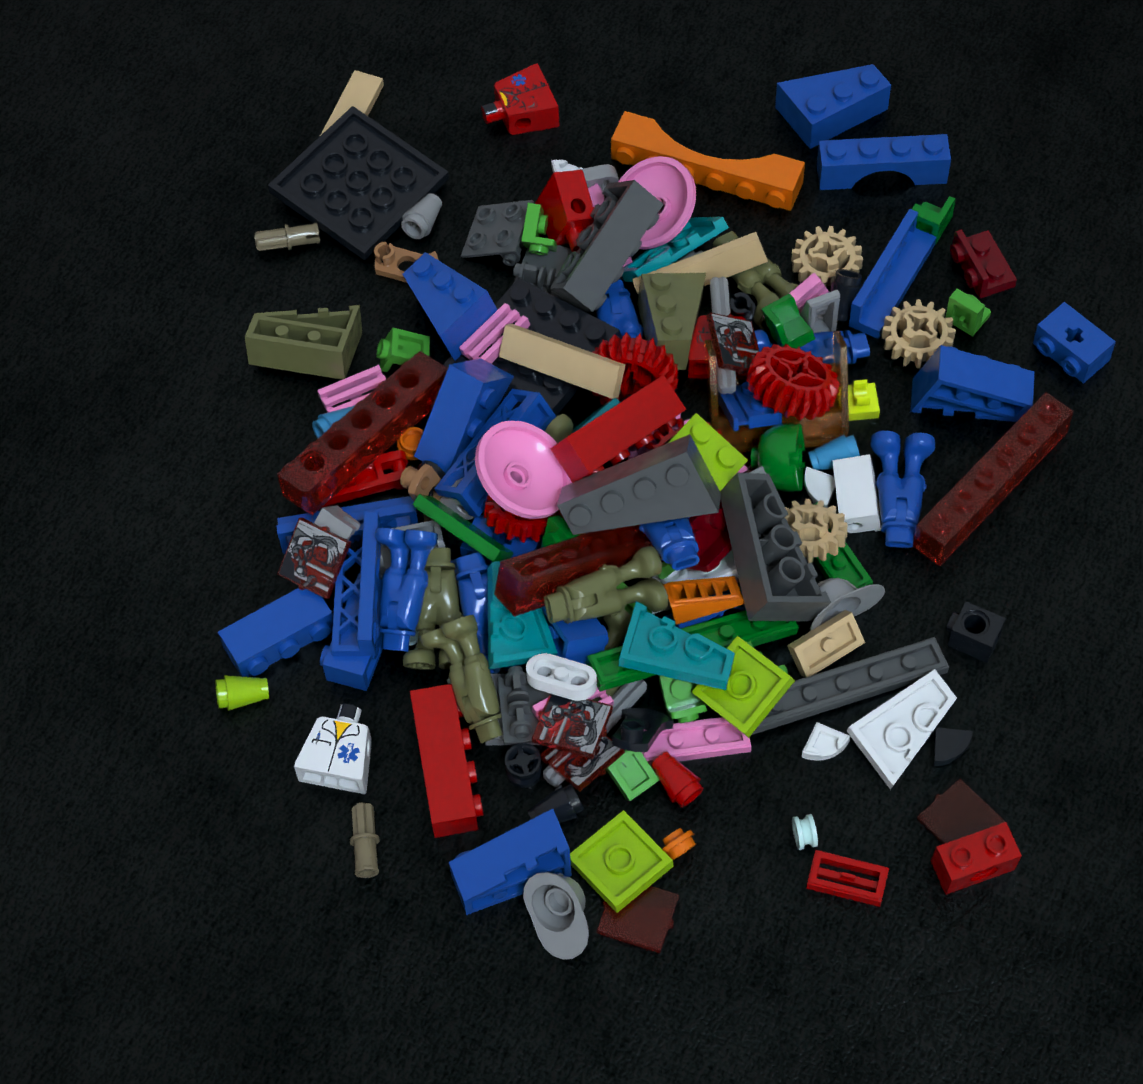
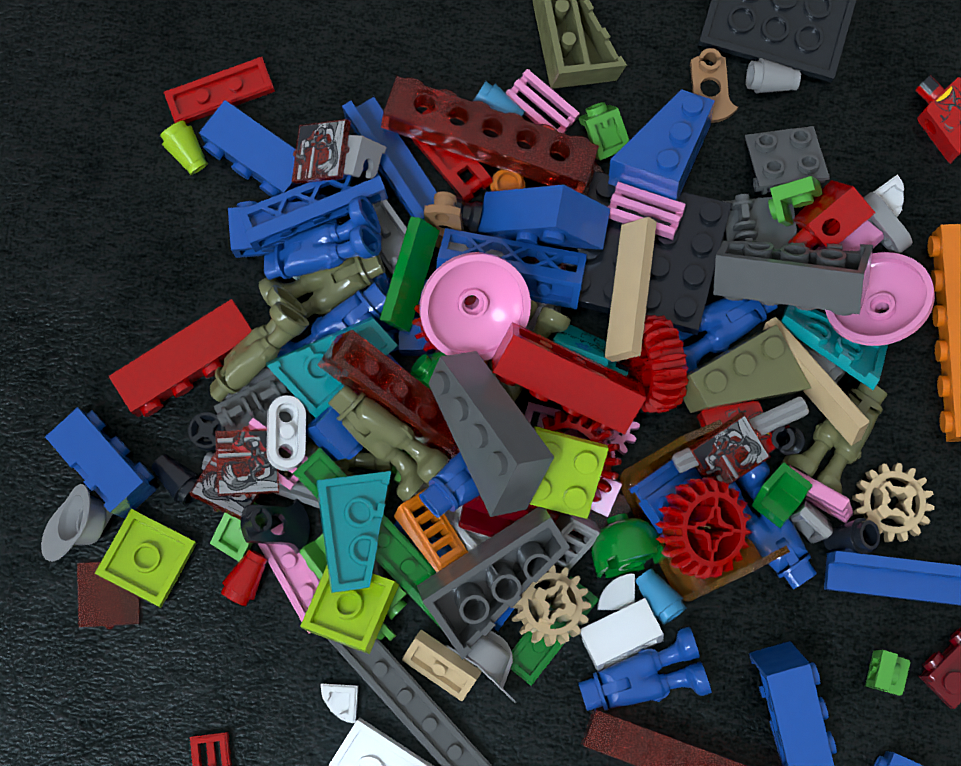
camera: 65 degrees right, 20 degrees up
(201, 647) = (206, 94): none -> red tile
(337, 752) = (156, 261): white torso -> none
(364, 840) = (84, 322): dark tan axle -> none
(678, 843) = (182, 604): orange plate -> none
(804, 831) = (238, 716): light aqua bush -> none
(862, 401) = (736, 599): neon yellow tile -> none
(917, 332) = (833, 645): tan gear -> none

